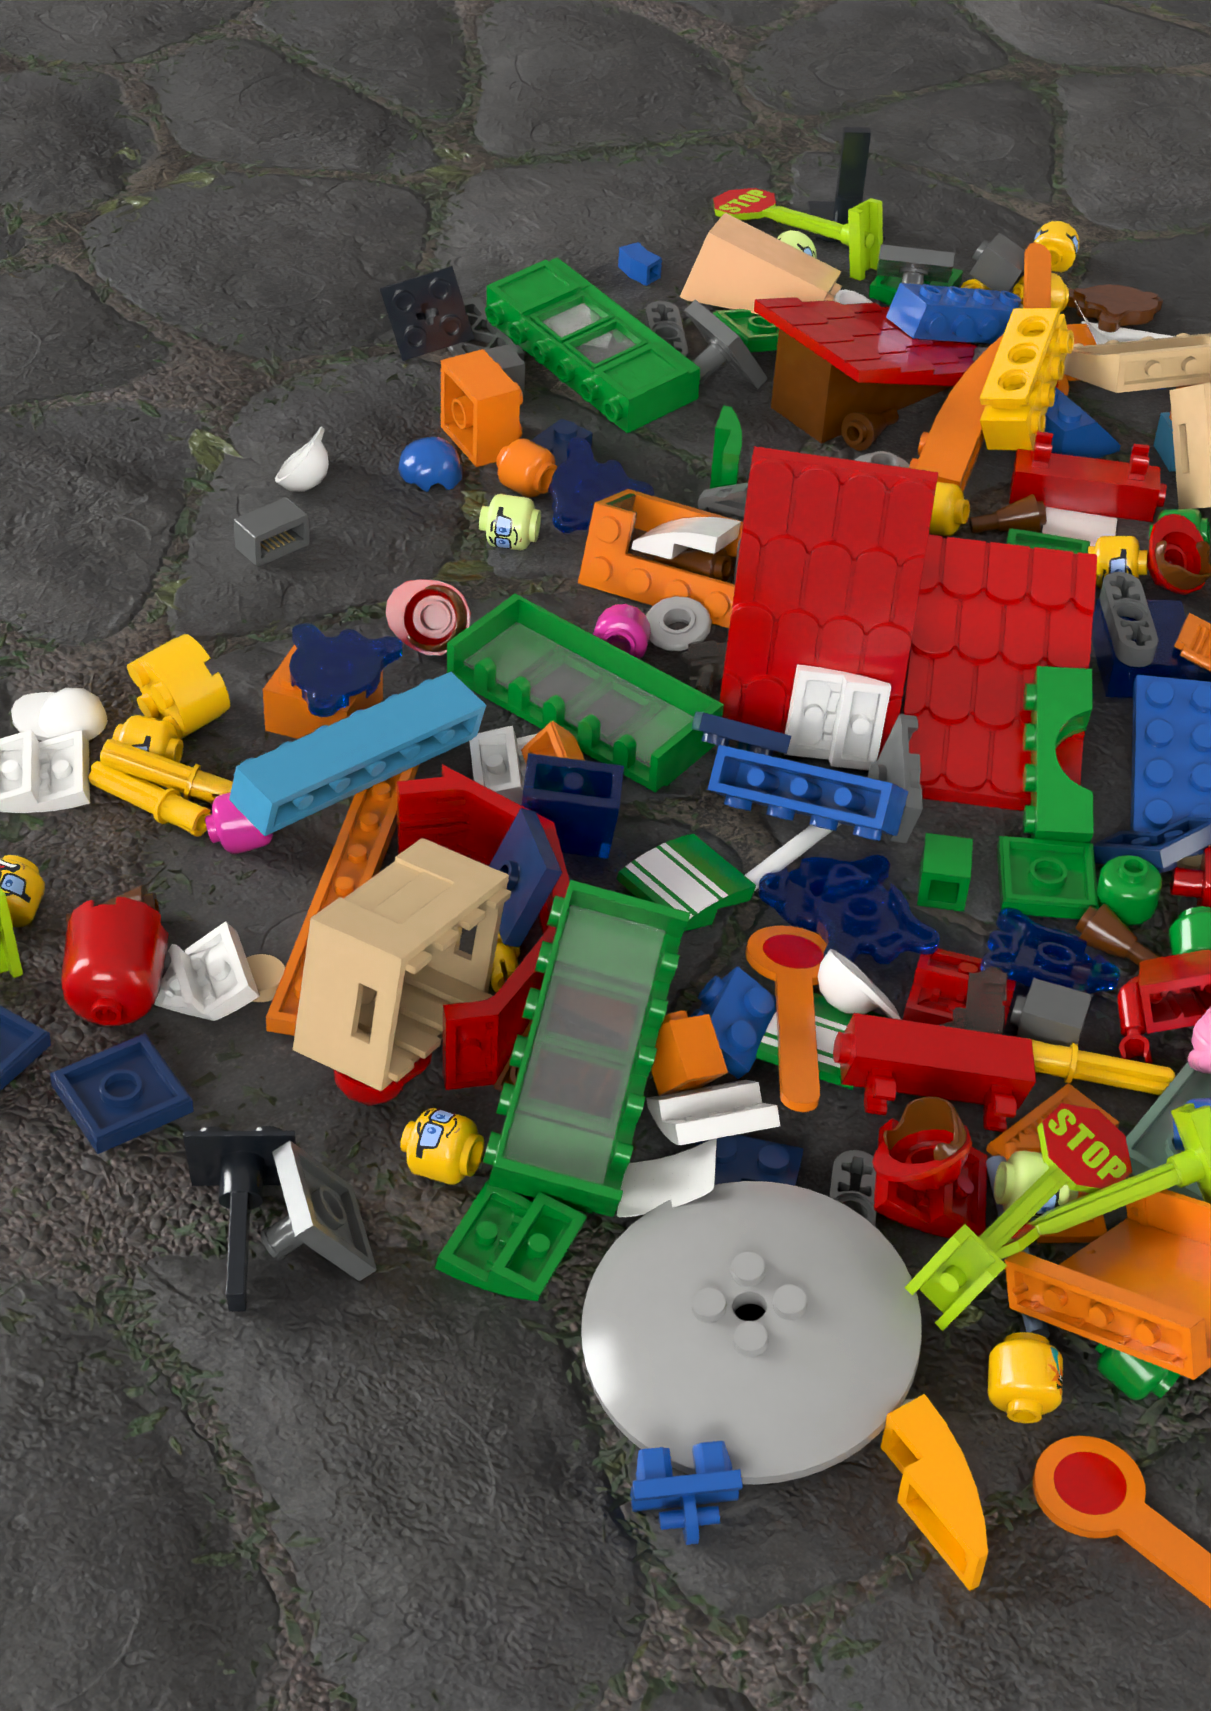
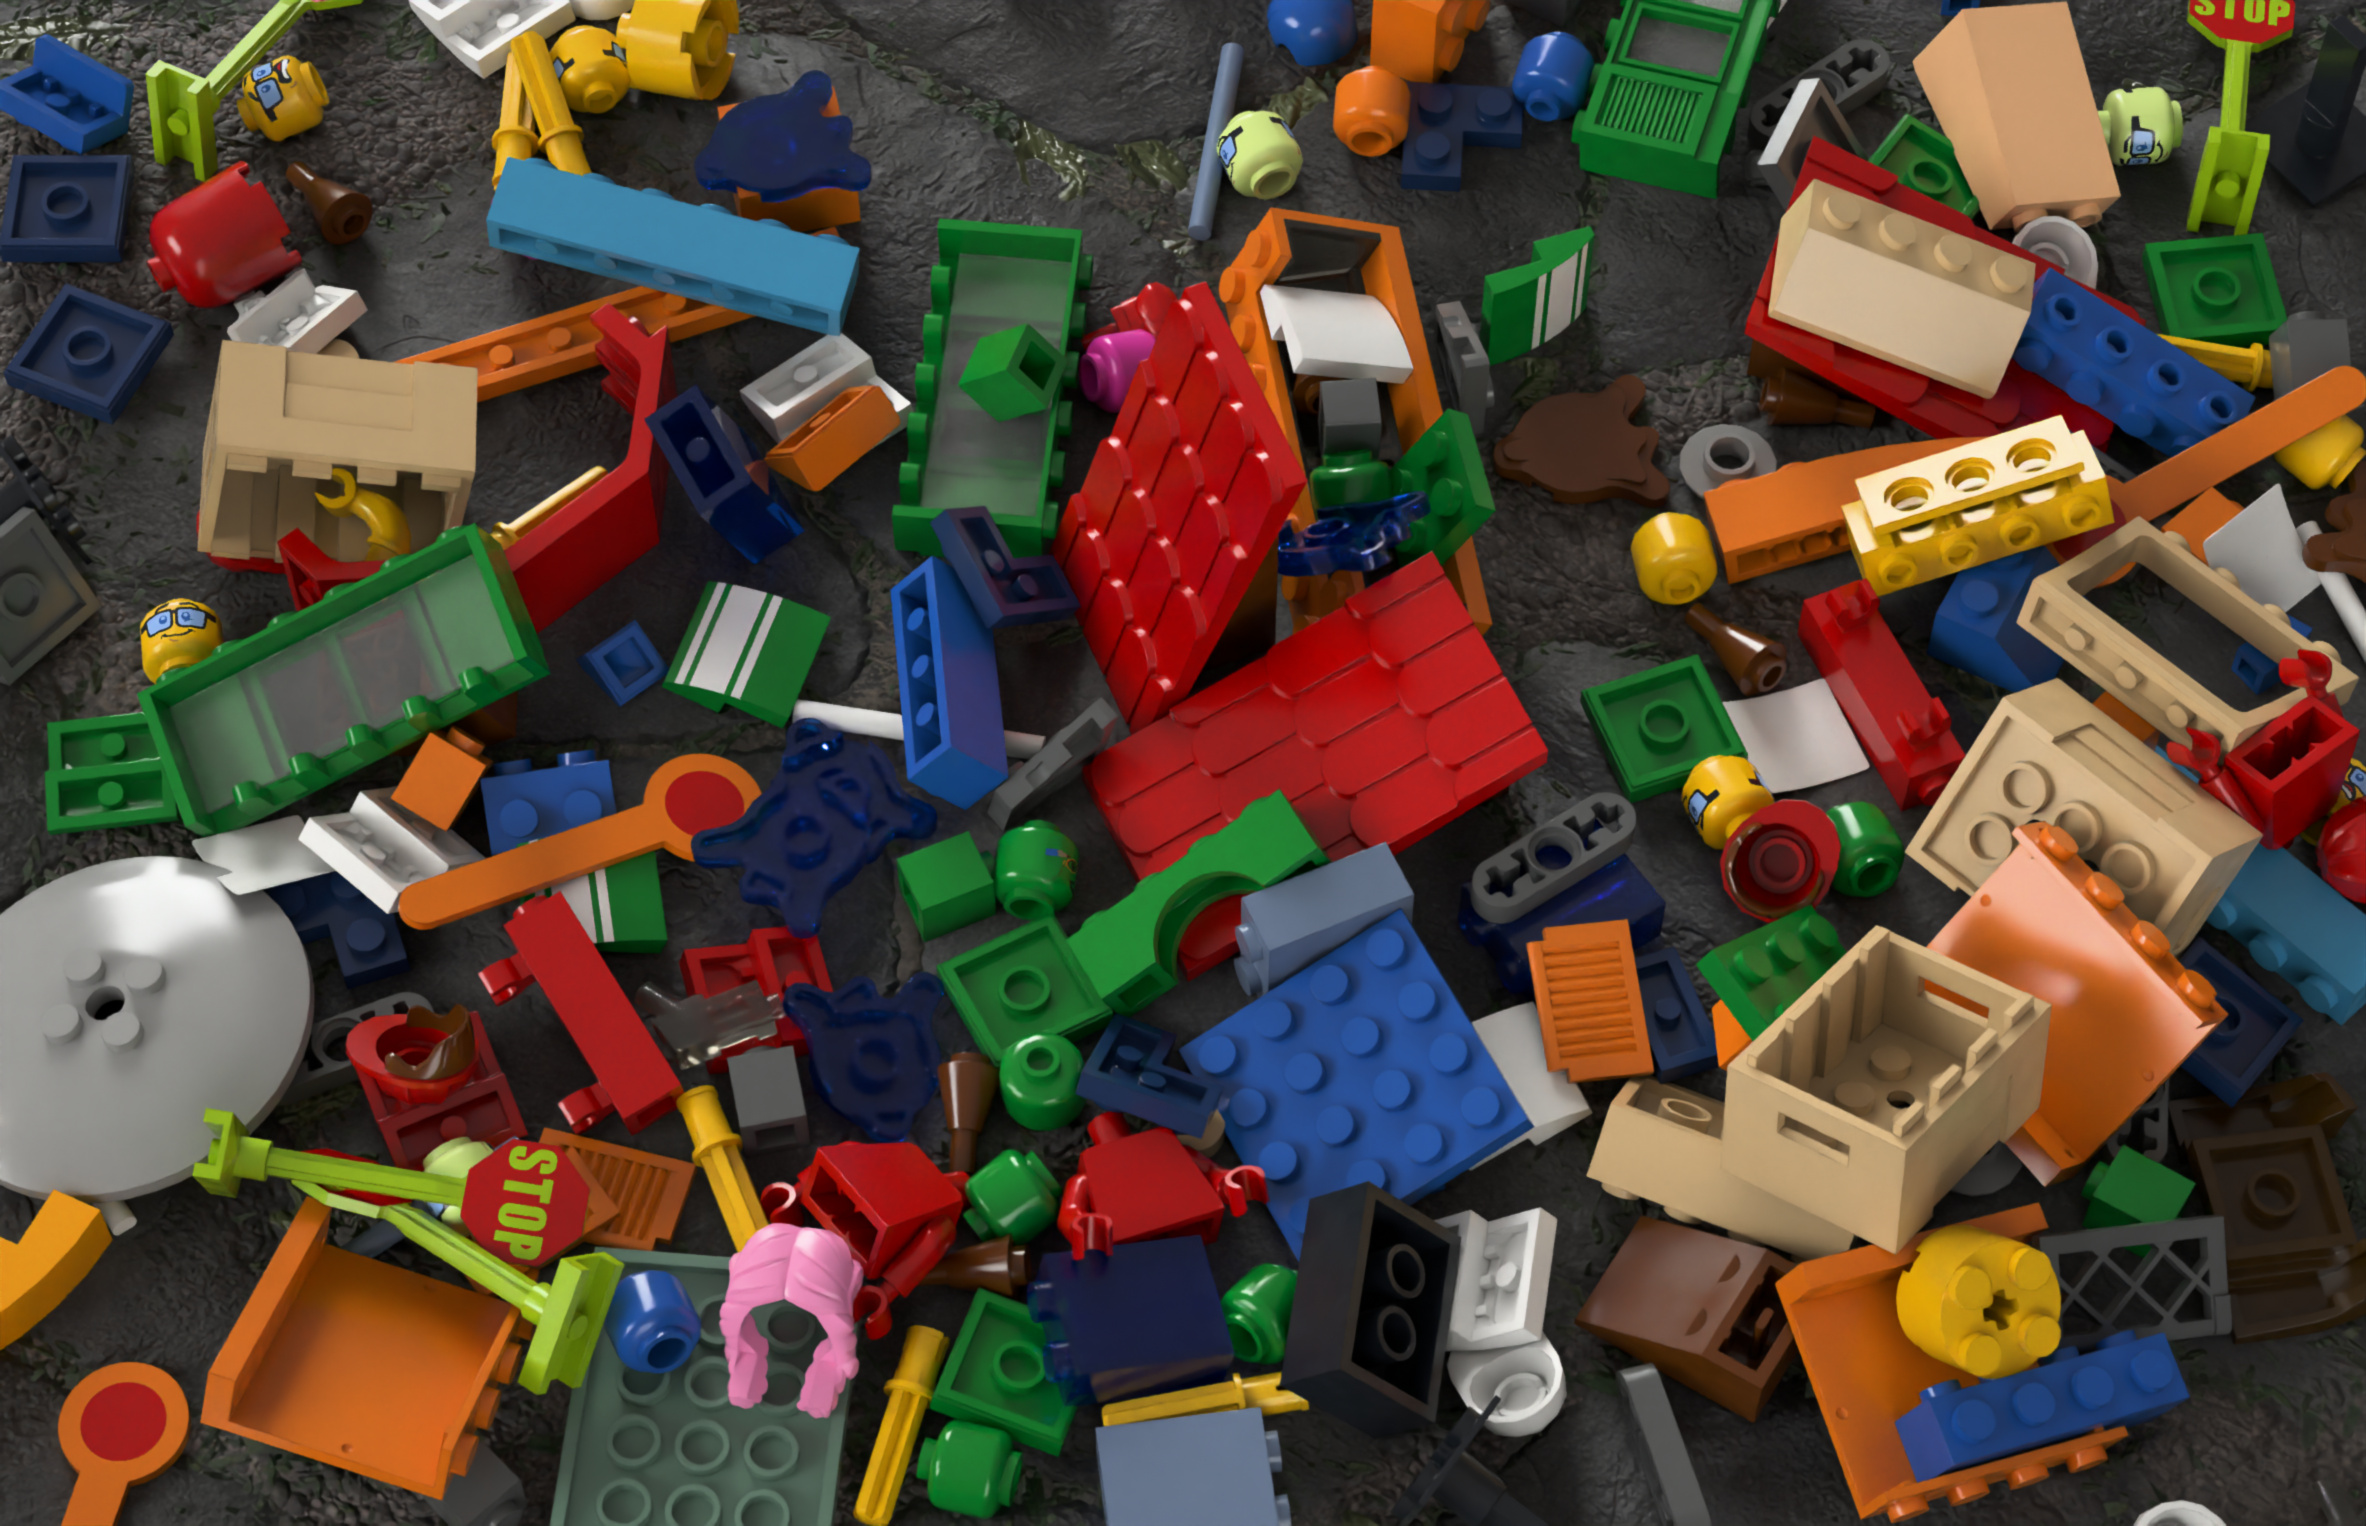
camera: 60 degrees right, 15 degrees up
(427, 614) = (995, 176): piece -> none
(448, 982) = (386, 520): none -> yellow piece
(477, 538) = (1211, 166): none -> sand blue bar
(532, 875) = (562, 485): dark blue plate -> none
(570, 399) = (1553, 76): none -> blue head
(582, 483) = (1398, 187): clear blue tile -> none
(585, 608) = (1140, 312): none -> red piece
(599, 662) = (1013, 372): none -> green brick
(837, 716) = (1109, 639): white slope -> none
(849, 988) = (660, 893): white cap -> none
(876, 319) = (1900, 288): none -> tan slope
(915, 264) = (2181, 269): dark grey tile -> none
(970, 819) = (1035, 870): none -> green head
(1025, 1377) = (204, 1297): yellow head -> none
(1112, 725) = (1315, 914): none -> sand blue brick

